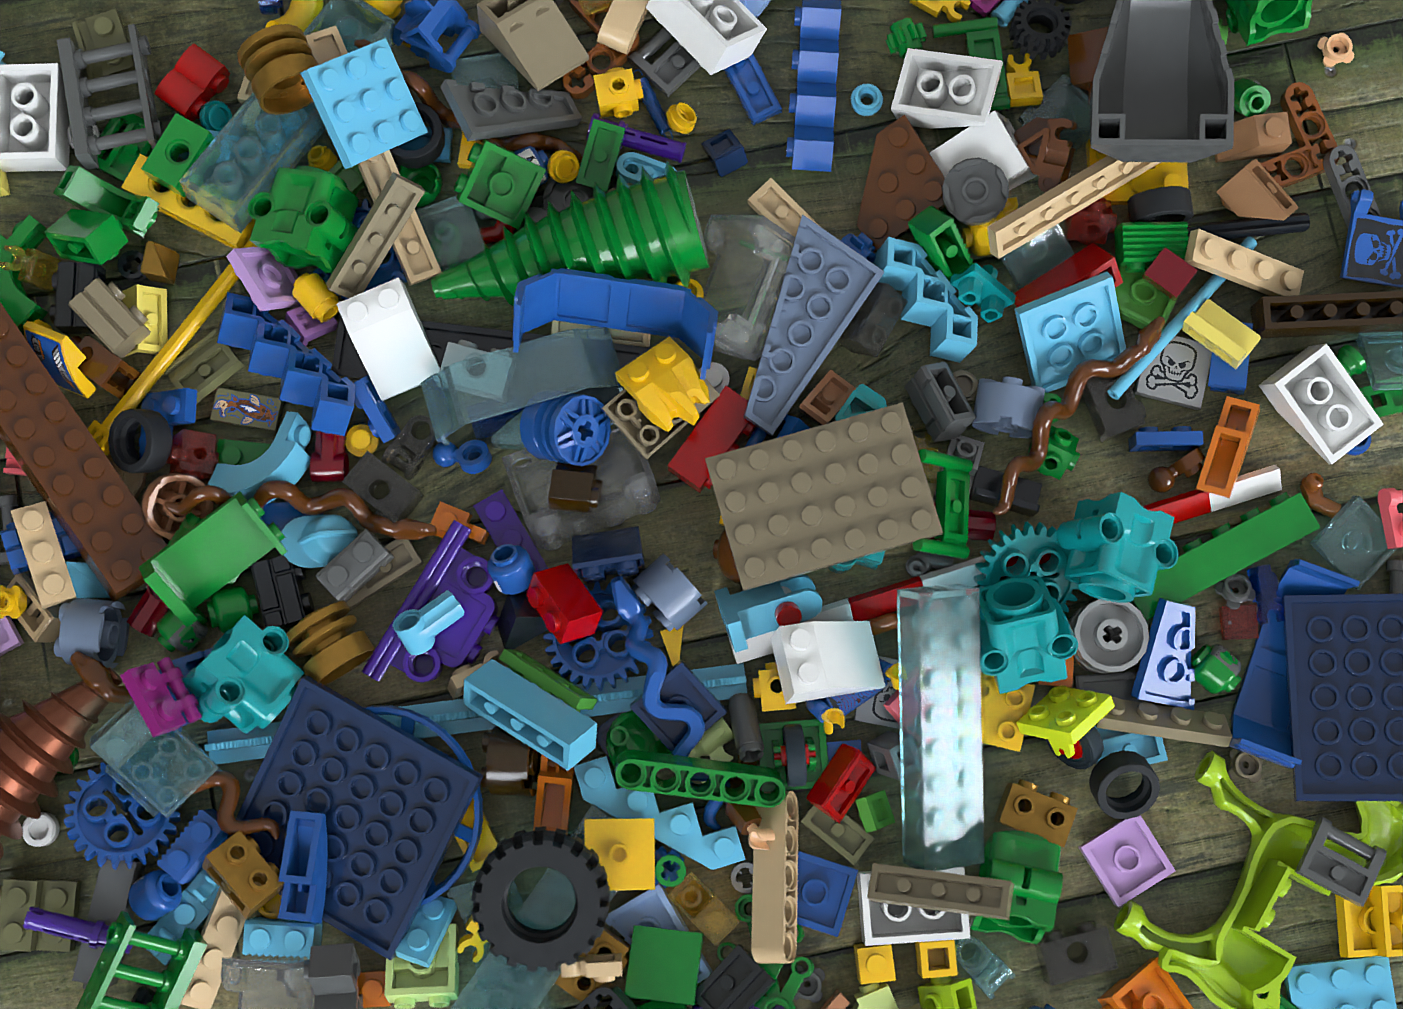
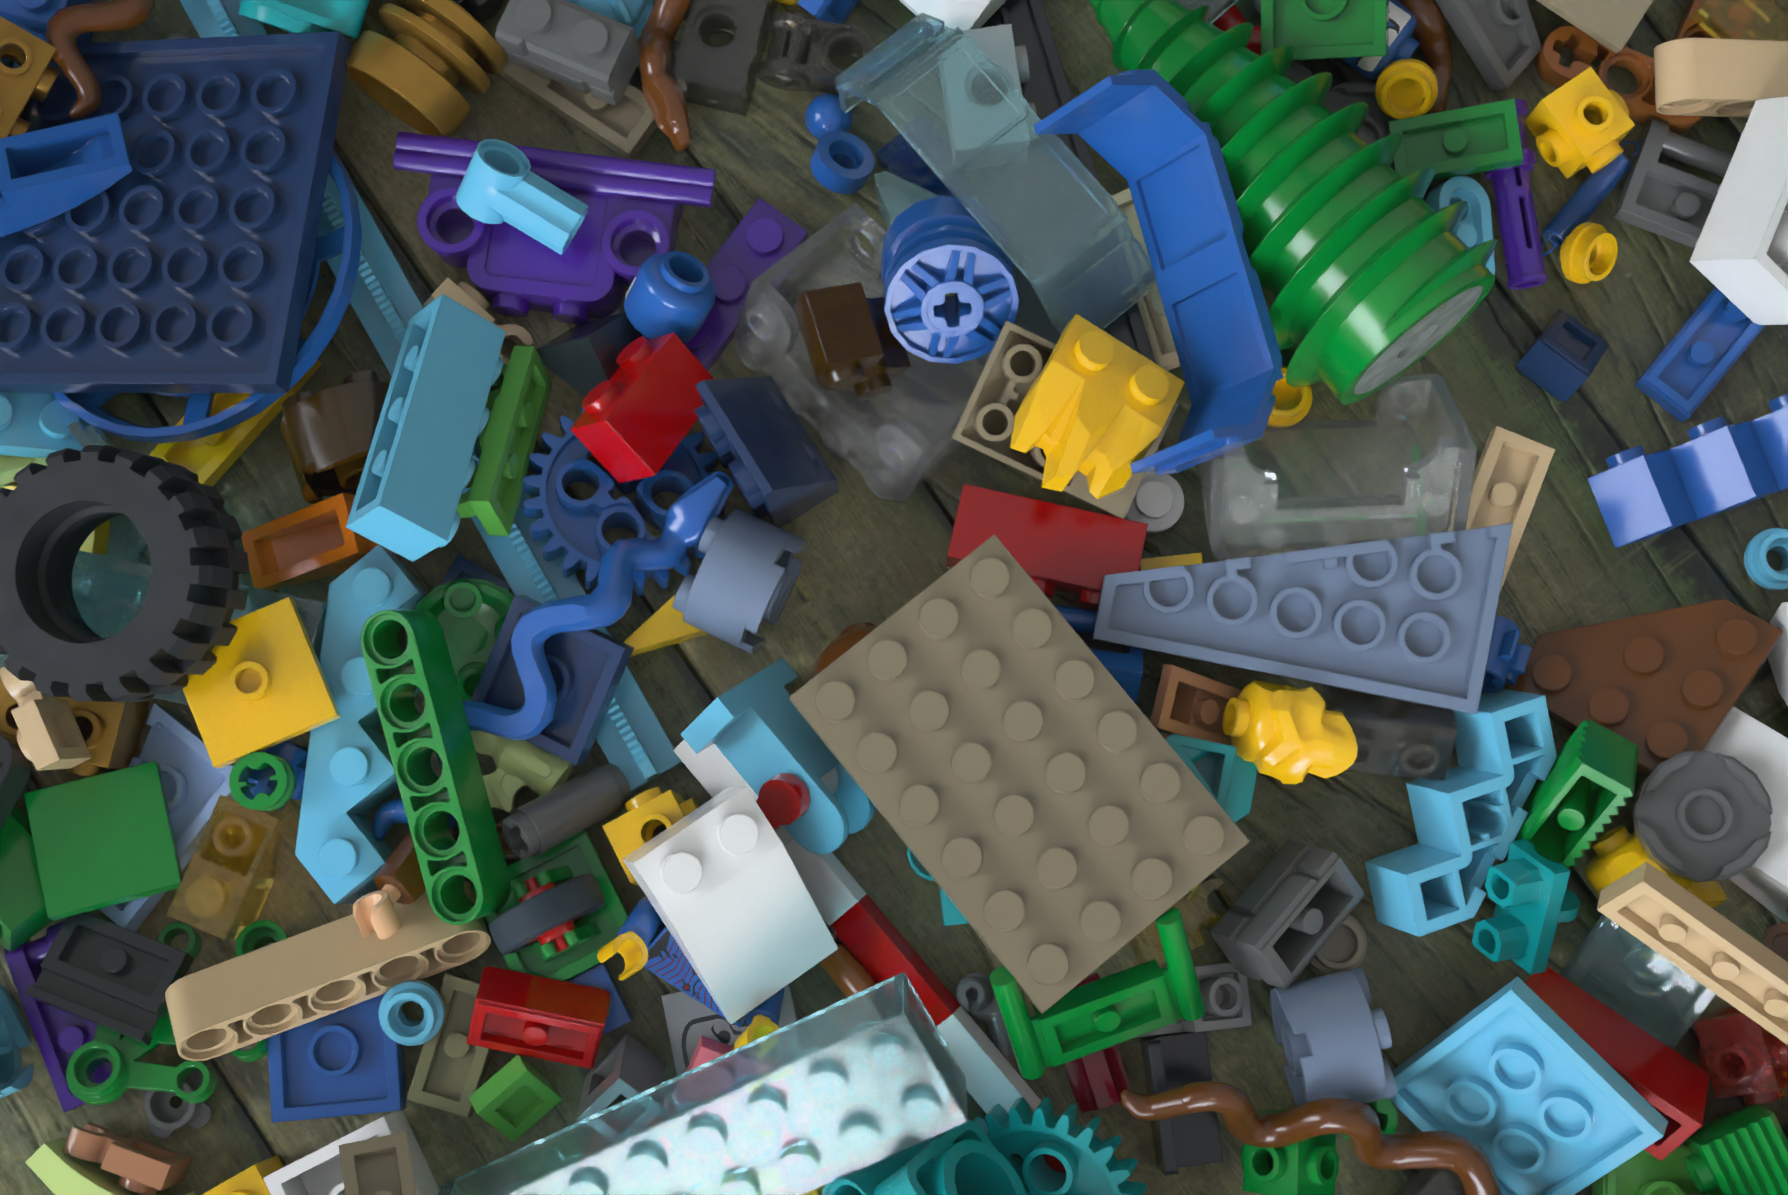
camera: 70 degrees right, 0 degrees up
(446, 514) = (730, 185): orange plate -> none
(738, 884) = (300, 911): light grey bush -> none
(822, 848) = (401, 1028): none -> medium azure plate
(855, 362) = (1289, 732): none -> yellow head

